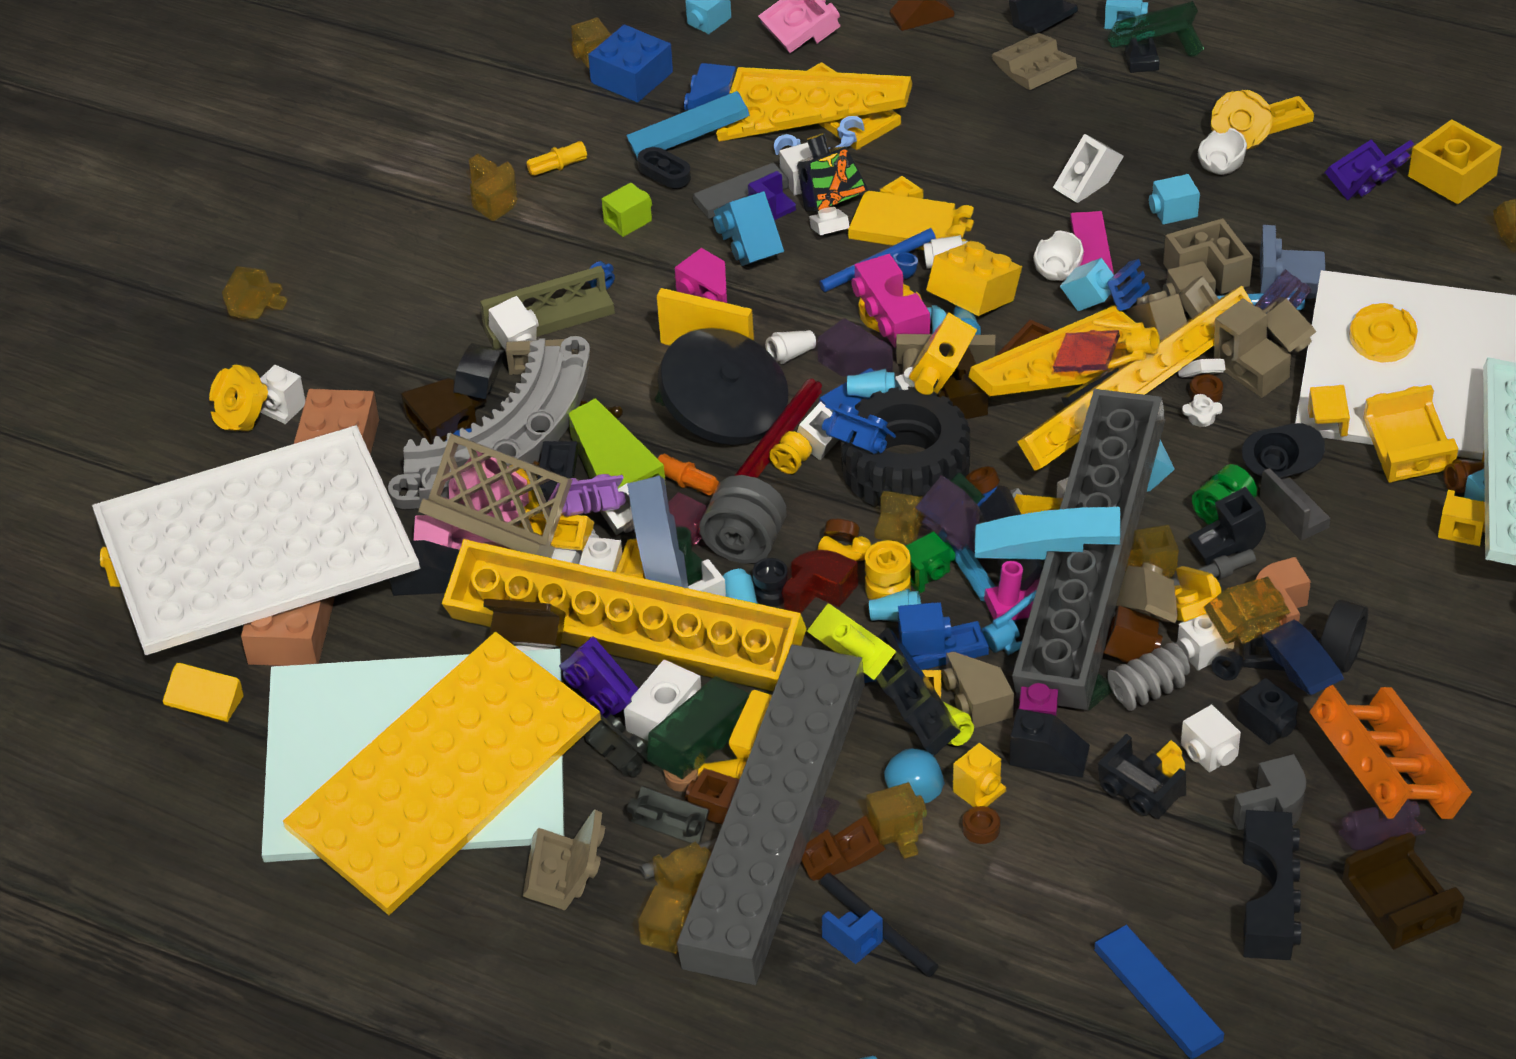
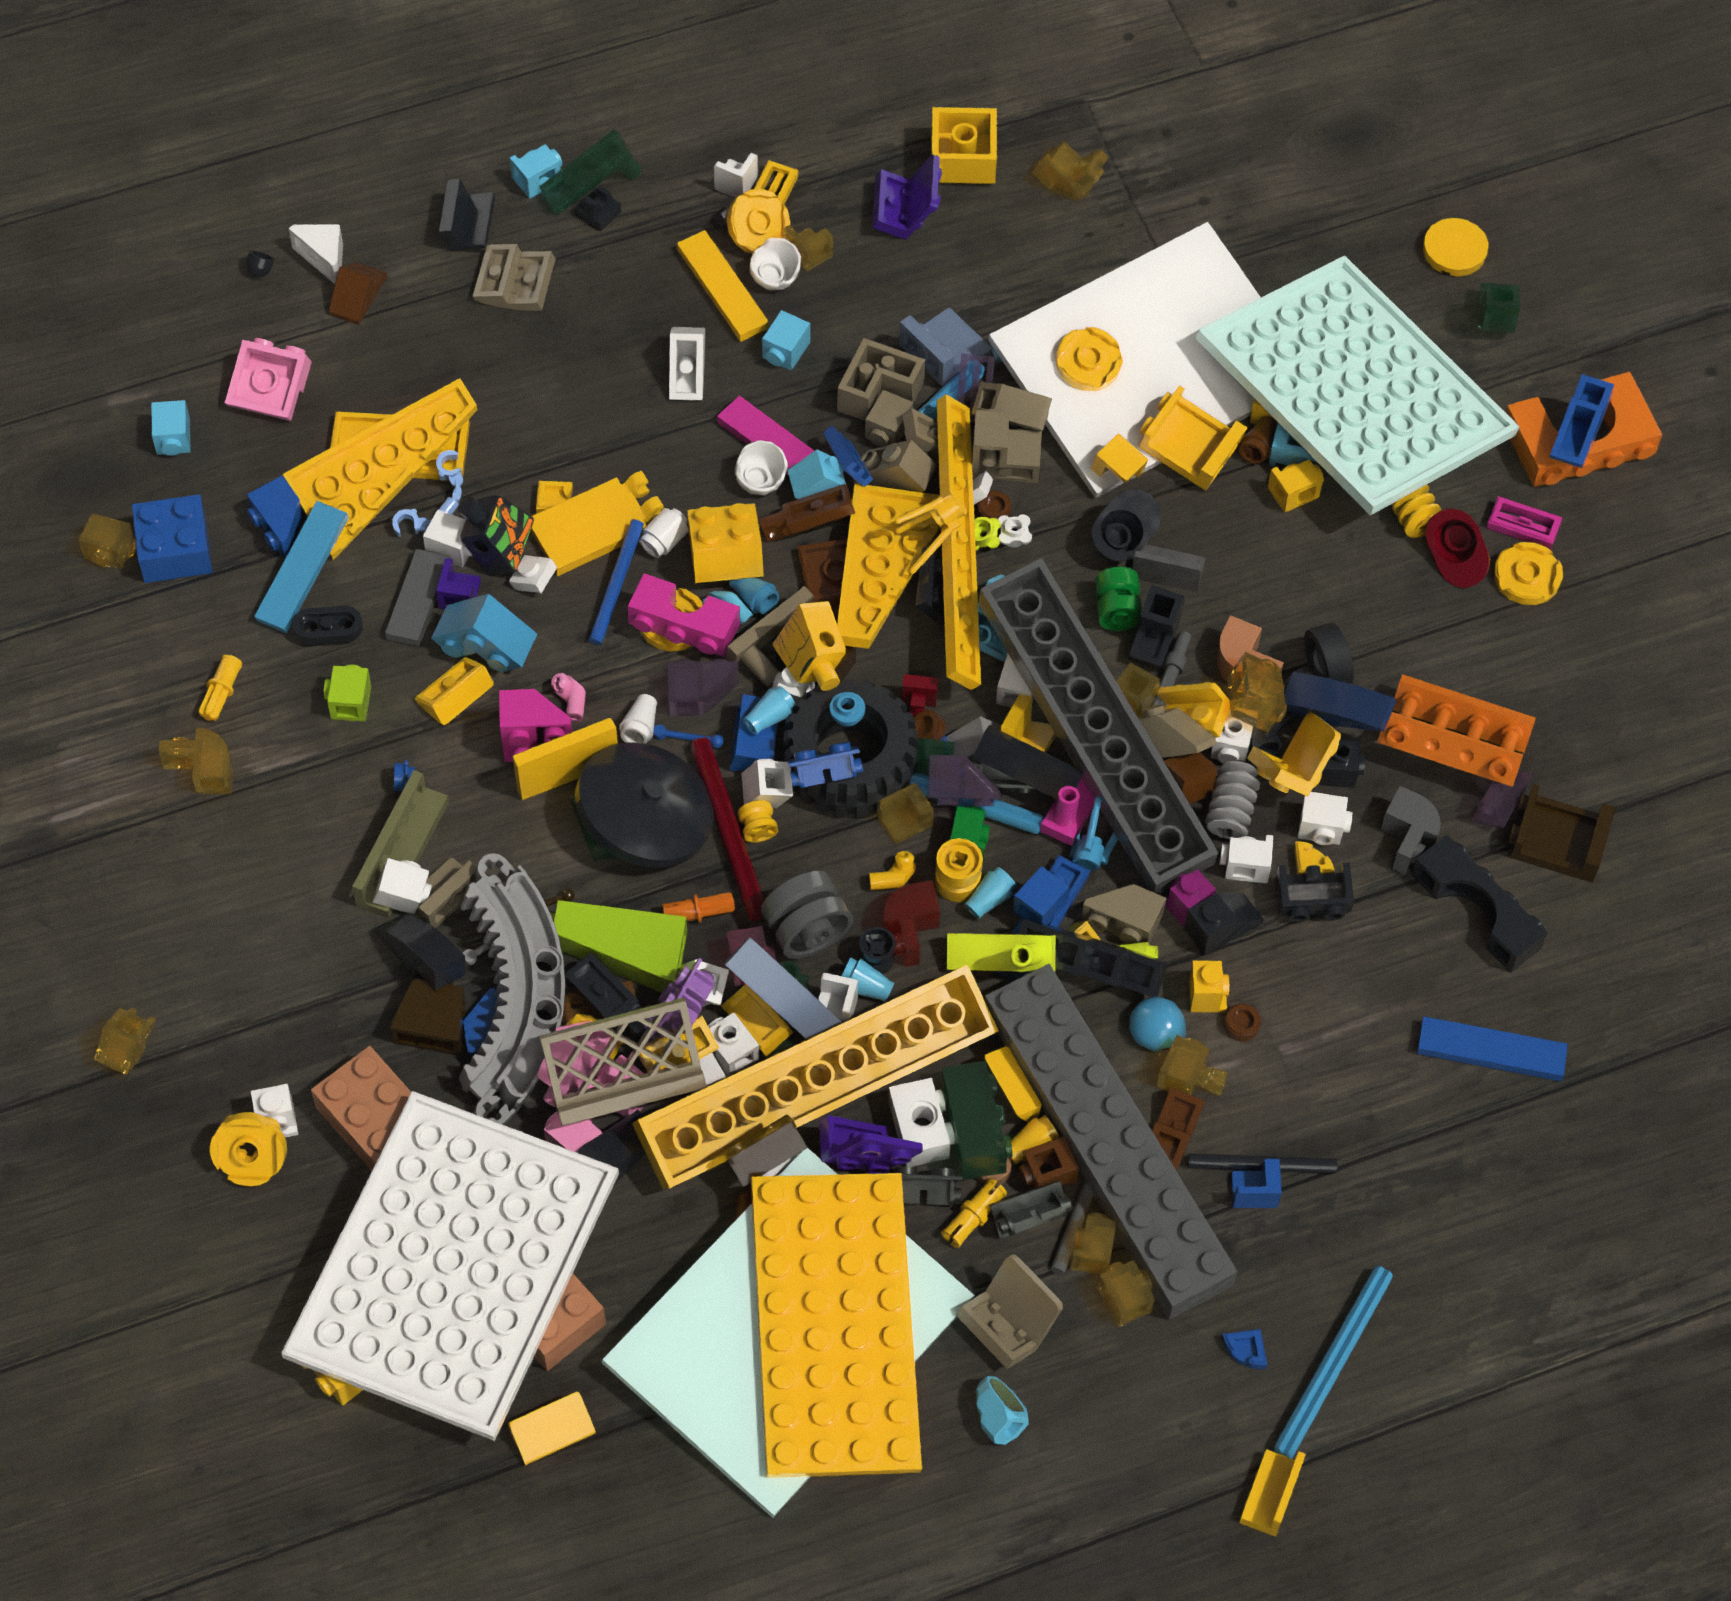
camera: 50 degrees left, 15 degrees up
(483, 917) = (1000, 1411): none -> medium azure rock
(627, 788) = (973, 1213): none -> yellow pin
(681, 250) = (455, 690): none -> yellow slope
(712, 1031) = (1246, 1348): none -> blue tile
(767, 304) = (571, 693): none -> bright pink arm
(798, 364) = (660, 733): none -> blue hinge
(841, 530) = (877, 859): reddish brown tile -> none
(907, 263) = (640, 565): blue hinge -> none
(917, 409) = (843, 716): none -> dark azure plate
(1002, 455) = (919, 692): none -> dark red tile
(1050, 530) = (1072, 745): medium azure slope -> none
(1058, 301) = (808, 512): none -> reddish brown hinge
(1086, 351) = (900, 550): clear pink piece -> none
(1114, 718) = (1247, 859): none -> white brick
(1174, 143) = (723, 286): none -> yellow tile
(1176, 394) = (991, 527): none -> neon yellow plate
(1208, 681) = (1304, 758): none -> yellow bracket
(1264, 160) = (812, 246): none -> clear yellow panel
(1269, 88) = (735, 177): none -> white panel

